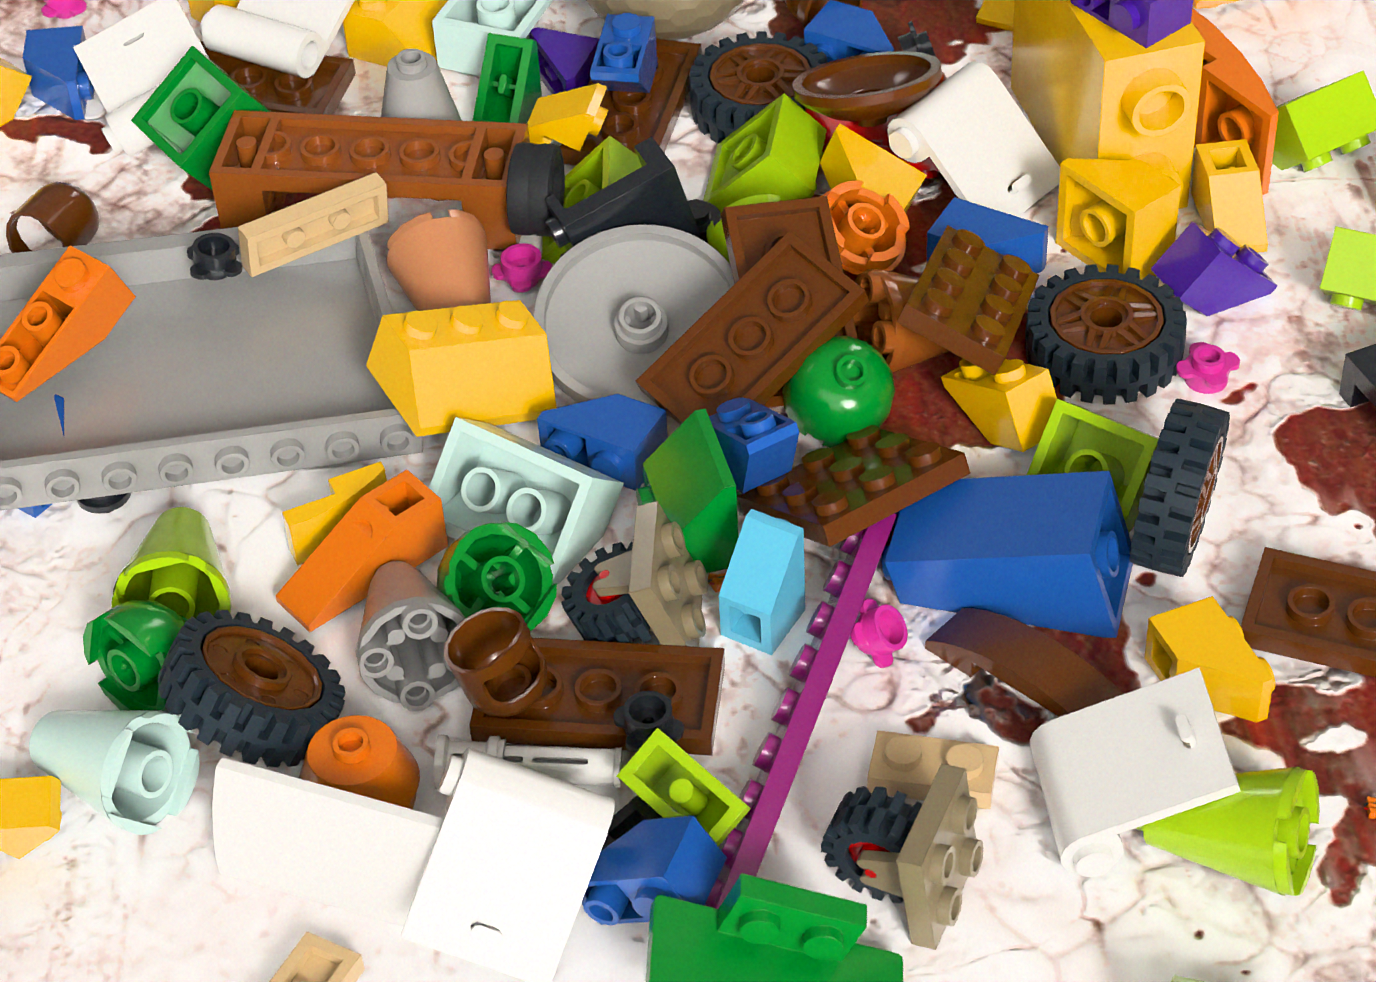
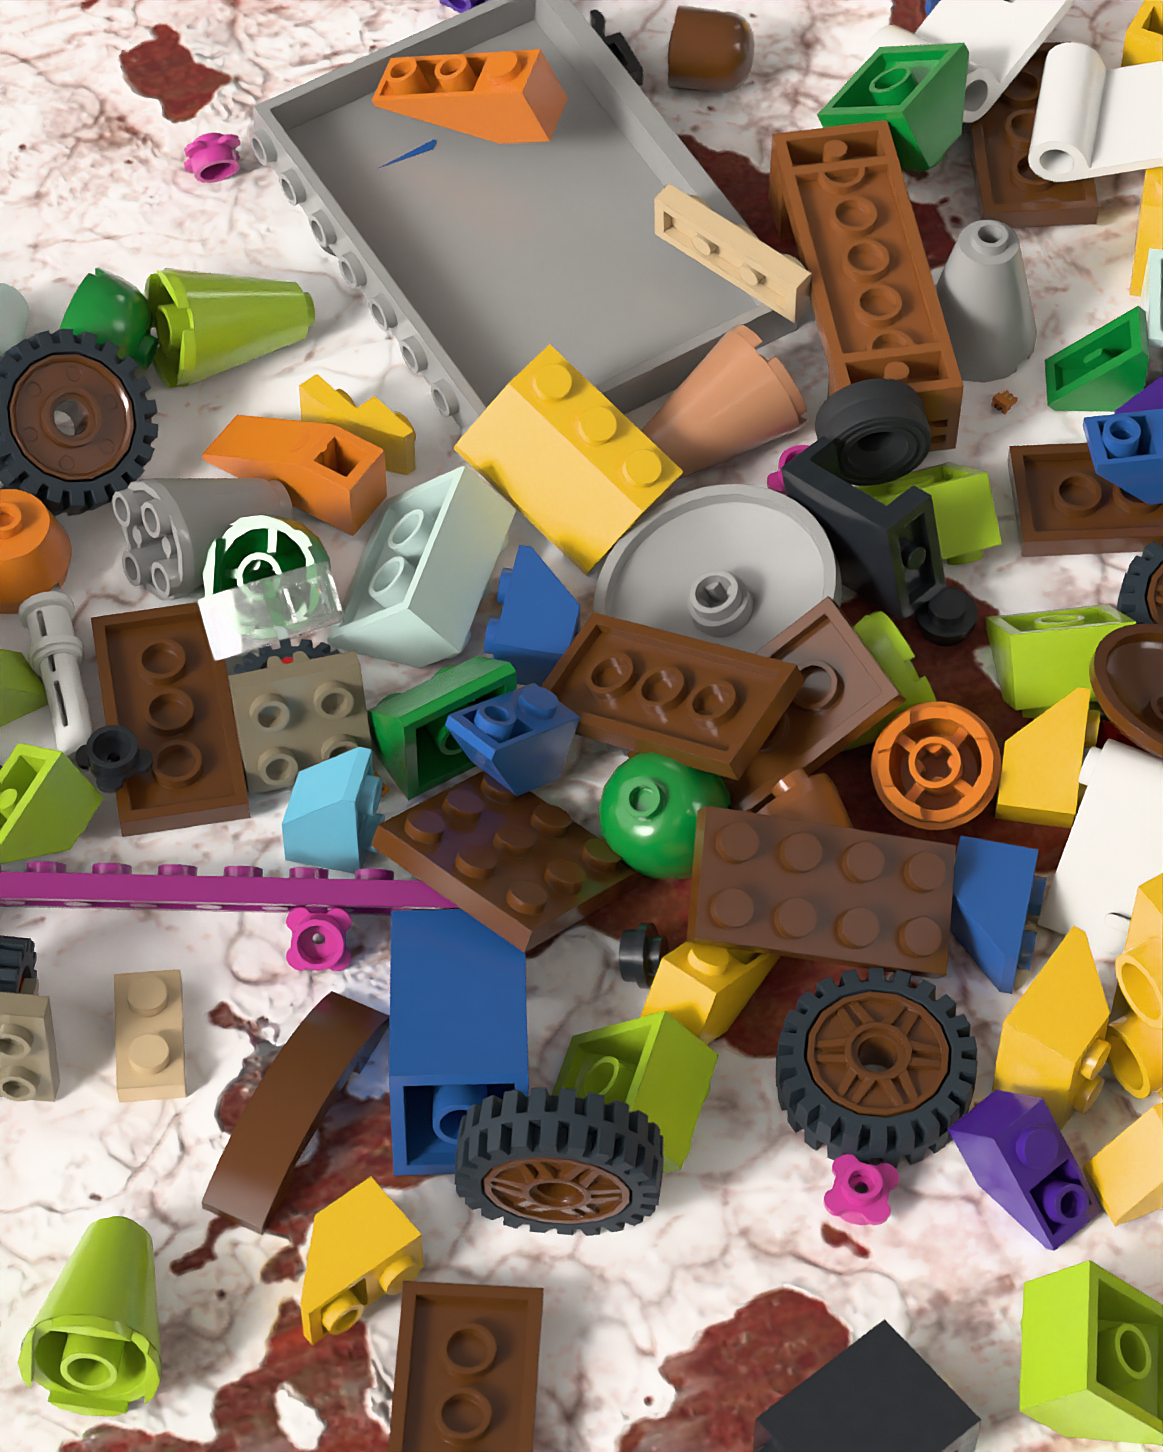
camera: 70 degrees right, 10 degrees up
(214, 257) = (646, 176): black plate -> none
(496, 662) = (130, 601): reddish brown helmet -> none
(548, 574) = (271, 610): none -> clear slope
(568, 116) = (1038, 431): yellow slope -> none
(963, 435) = (641, 954): none -> black plate
(1129, 767) = (141, 1193): white door -> none

